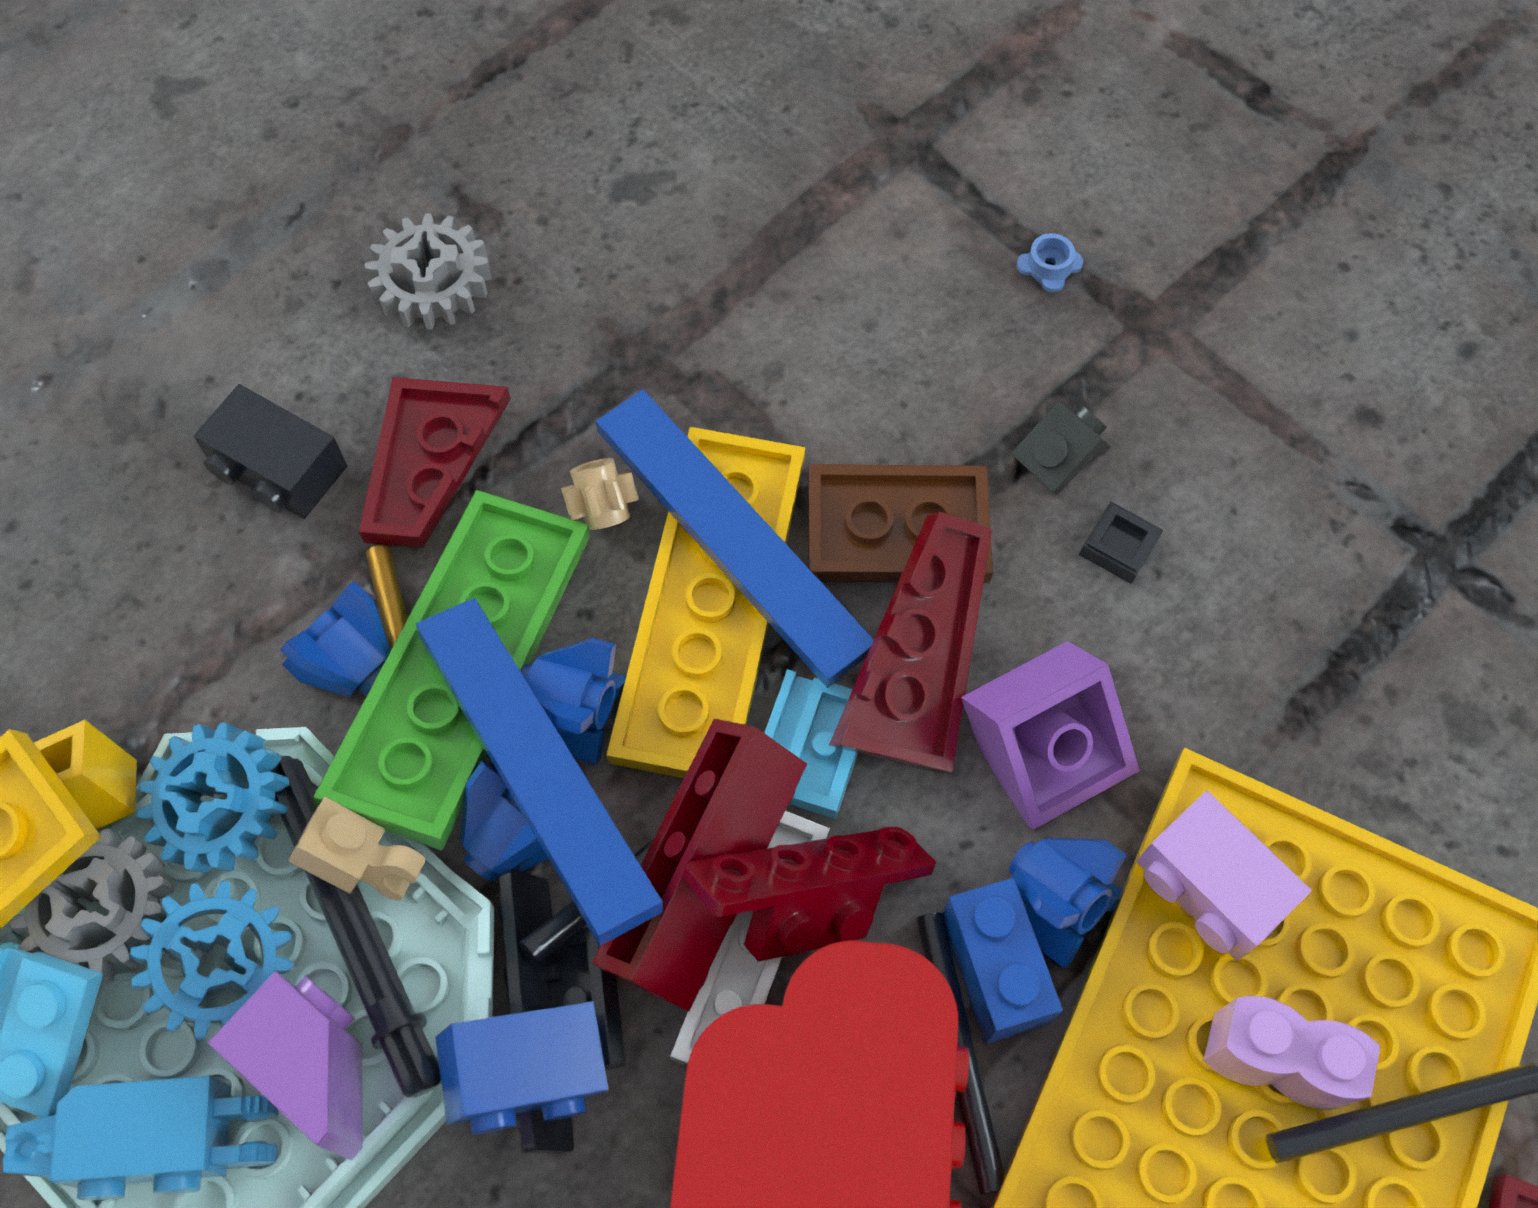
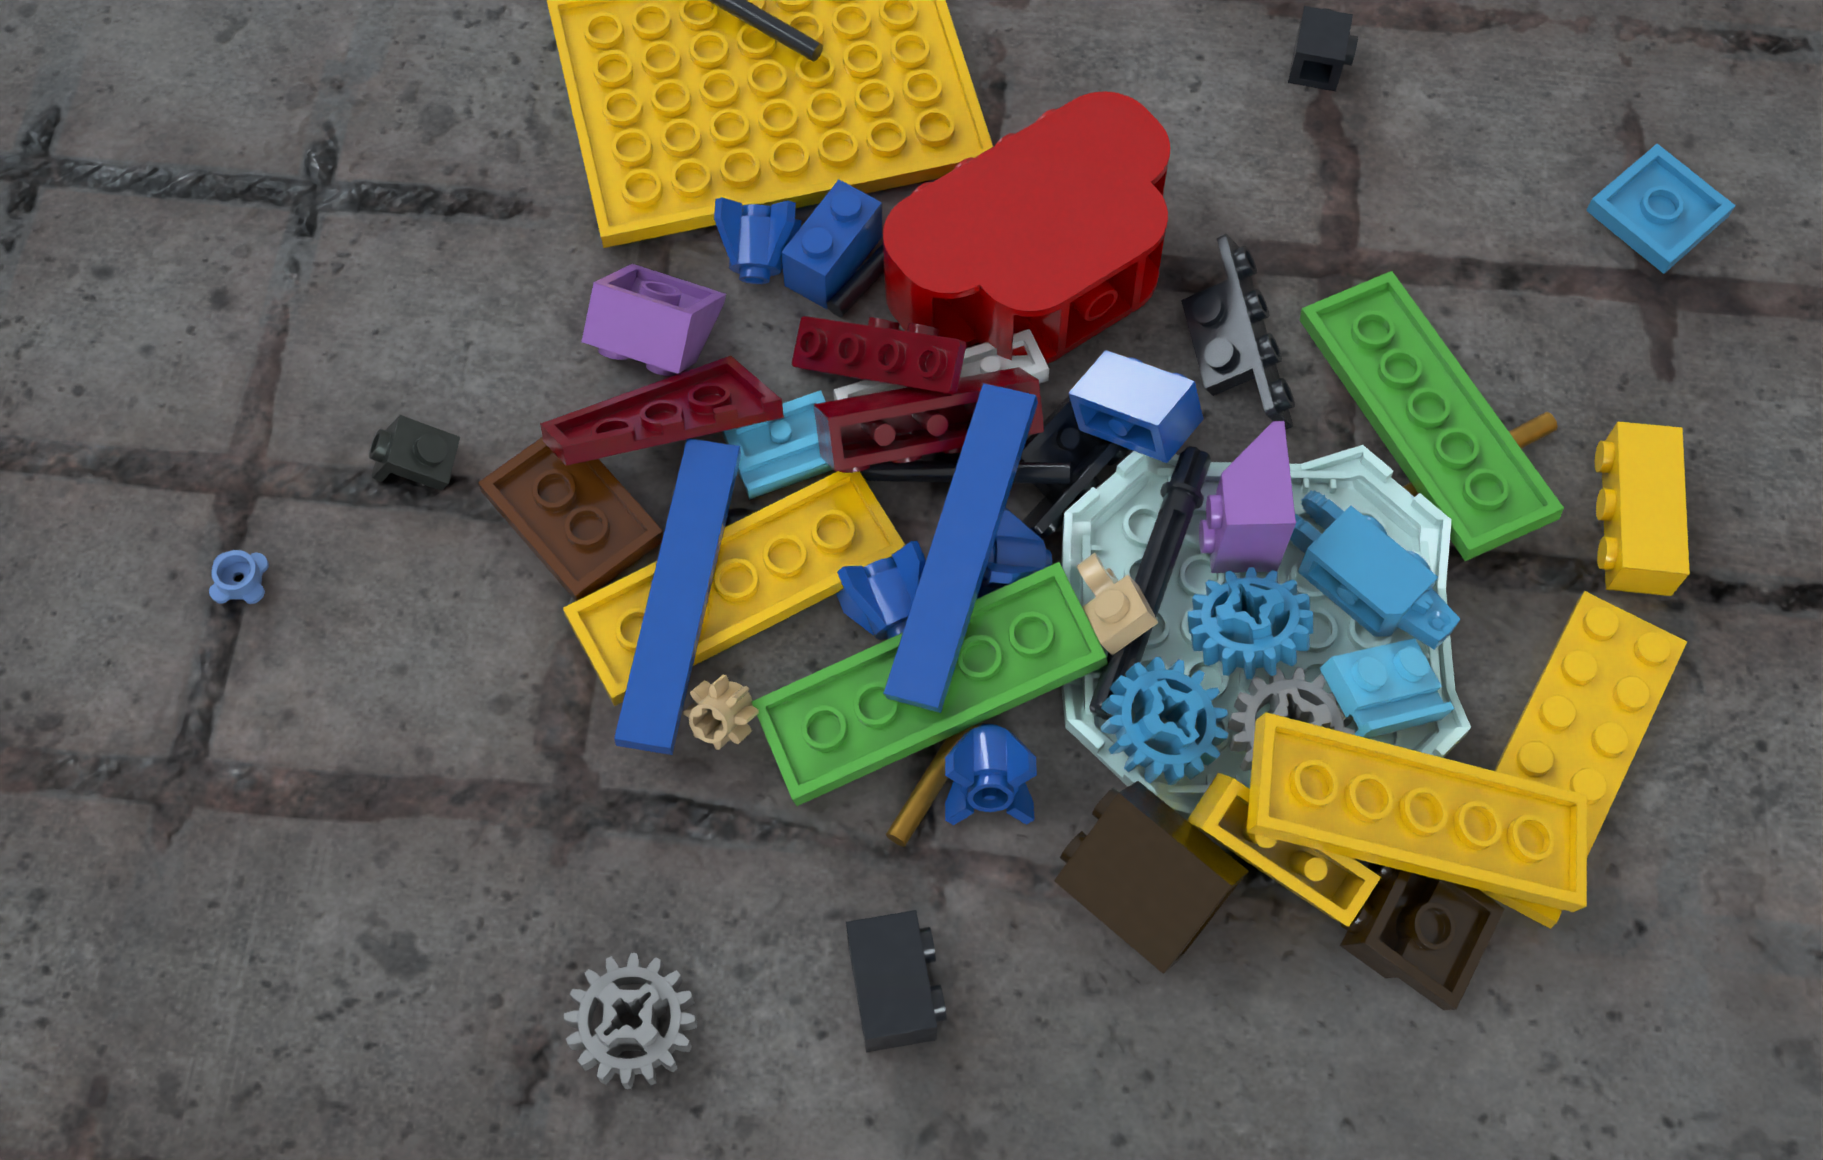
camera: 130 degrees left, 0 degrees up
(124, 680) = (1148, 874): none -> dark brown brick
(424, 454) = (790, 875): dark red wing -> none
(1121, 542) = (464, 376): black tile -> none
(1221, 877) = (683, 150): lavender brick -> none
(1308, 1062) = (760, 63): lavender brick -> none

